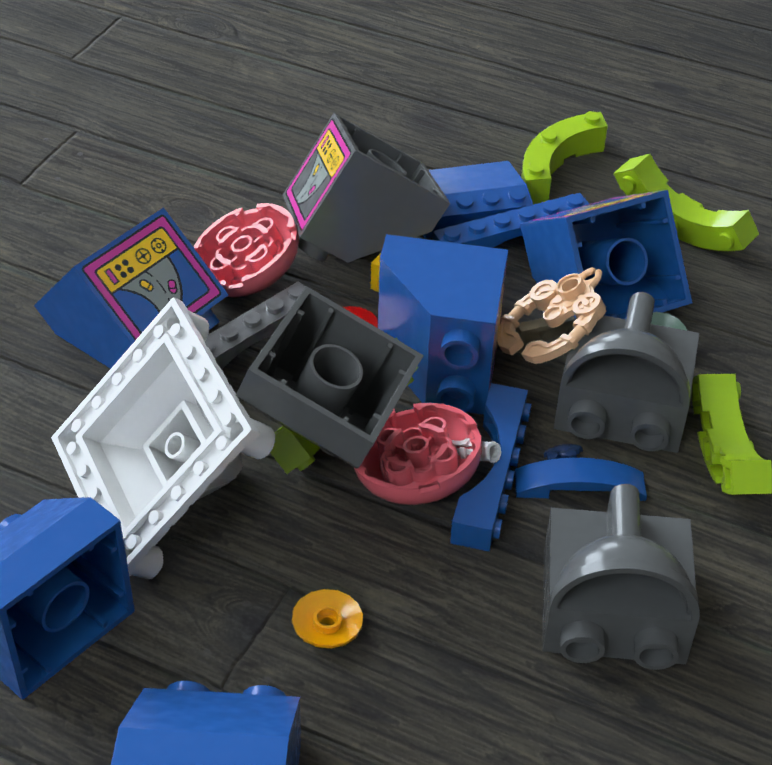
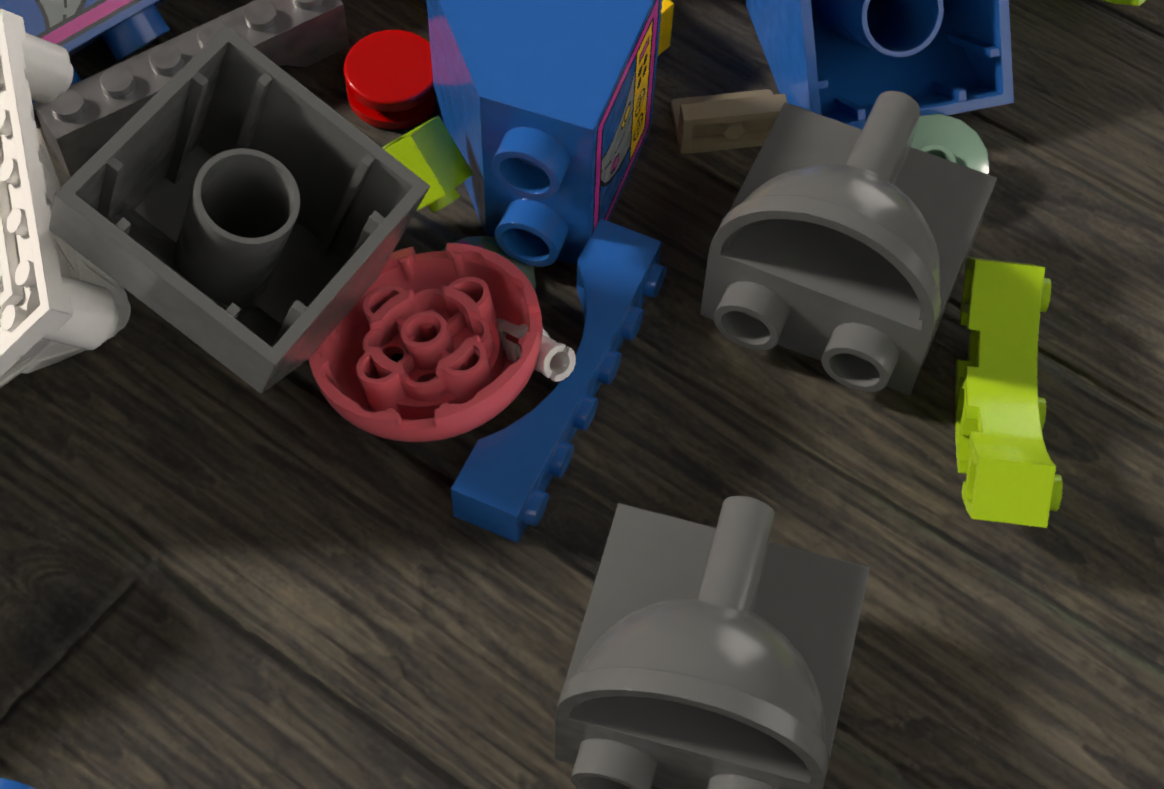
camera: 10 degrees right, 15 degrees up
(327, 608) = (182, 617): light orange dish -> none
(560, 301) = (764, 77): light nougat piece -> none
(563, 451) = (698, 369): dark blue plant -> none
(575, 474) = (716, 423): blue slope -> none

